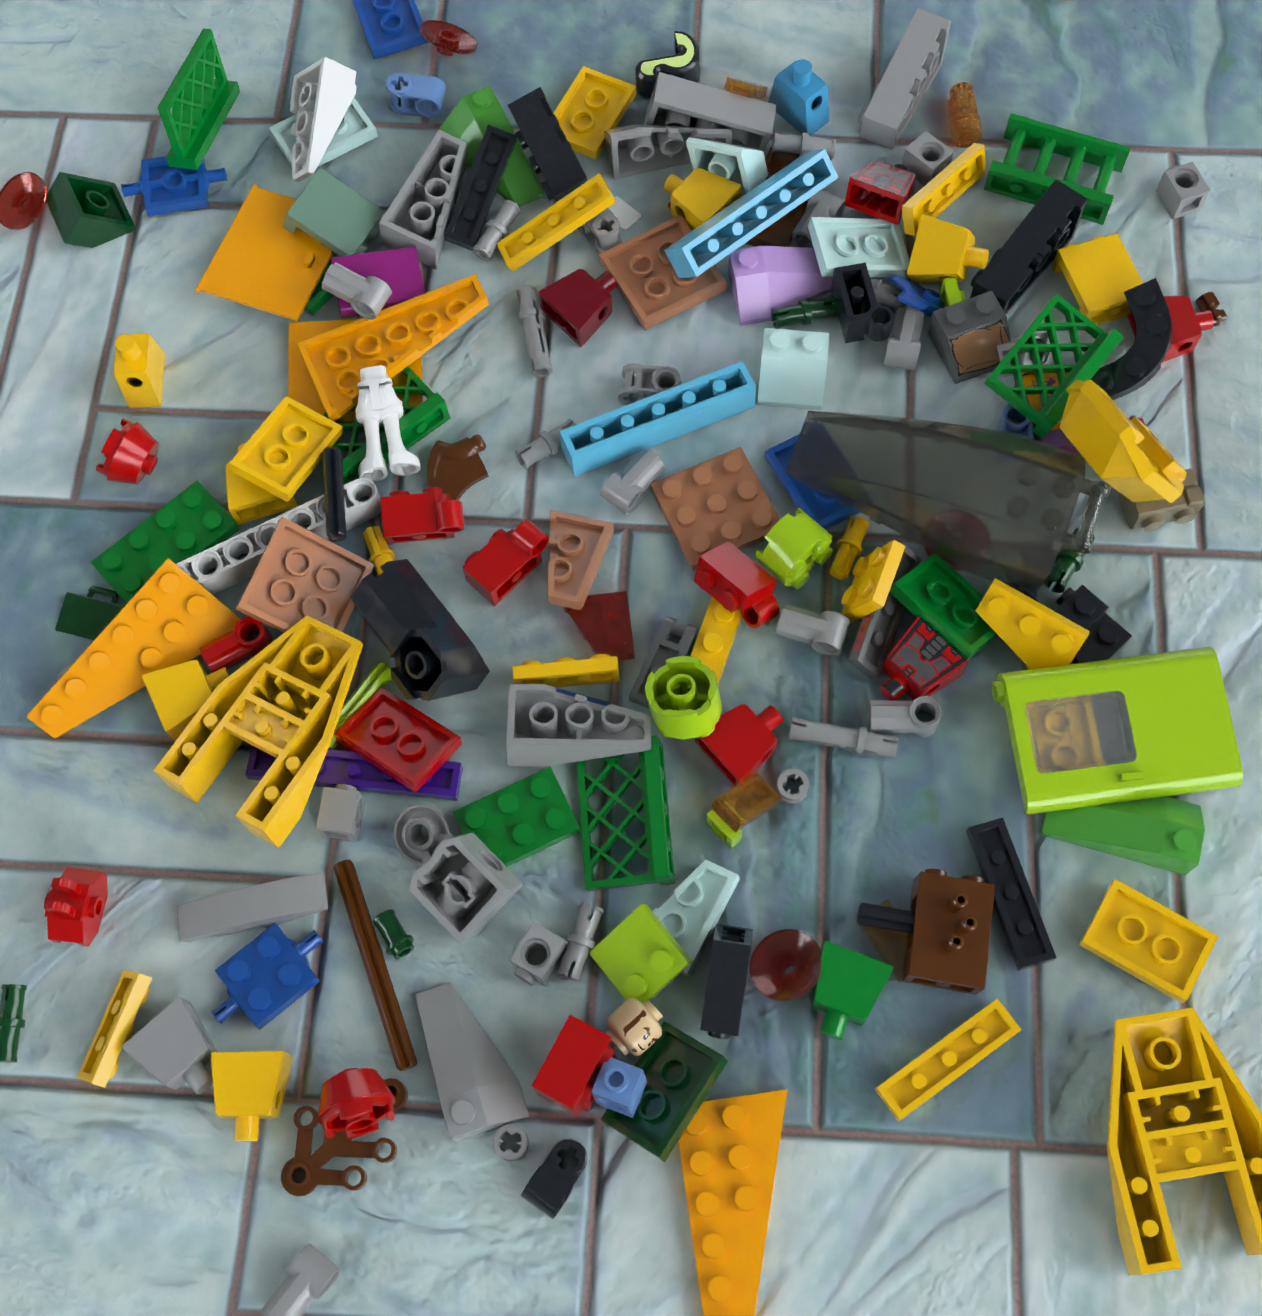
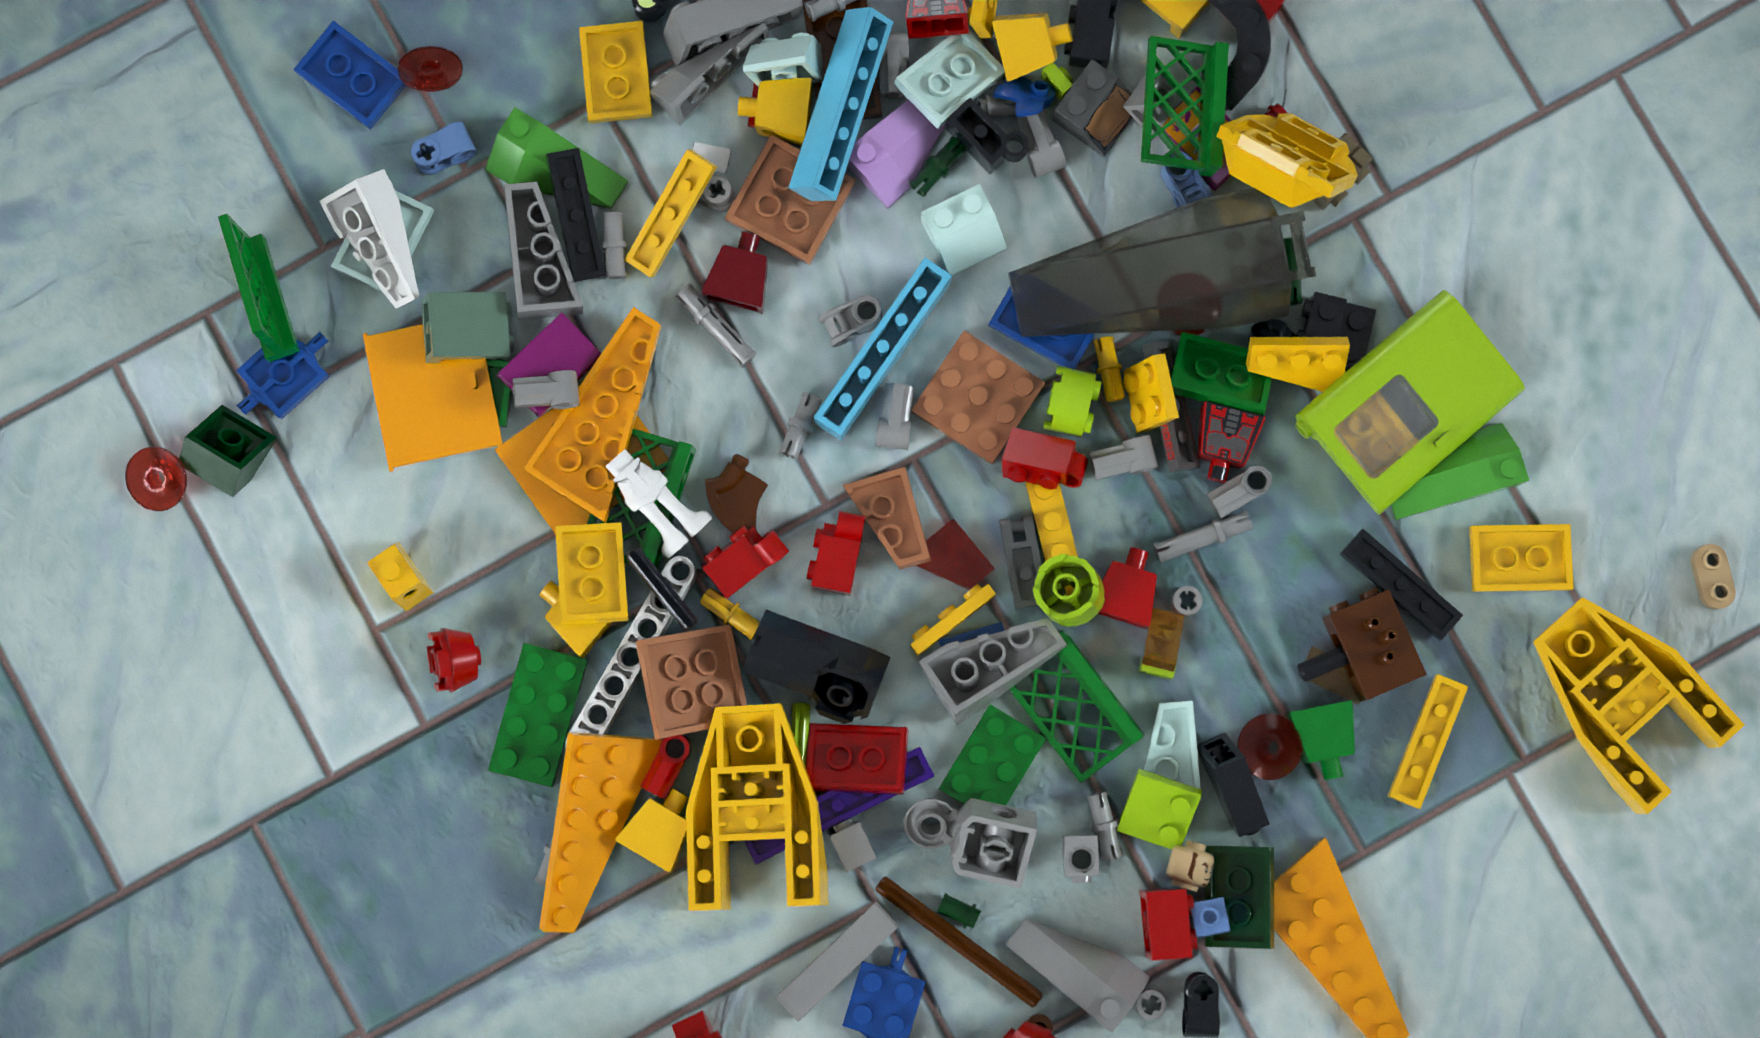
camera: 35 degrees left, 15 degrees up
(85, 615) = (522, 813): dark green piece -> none
(547, 144) = (616, 143): black wedge -> none

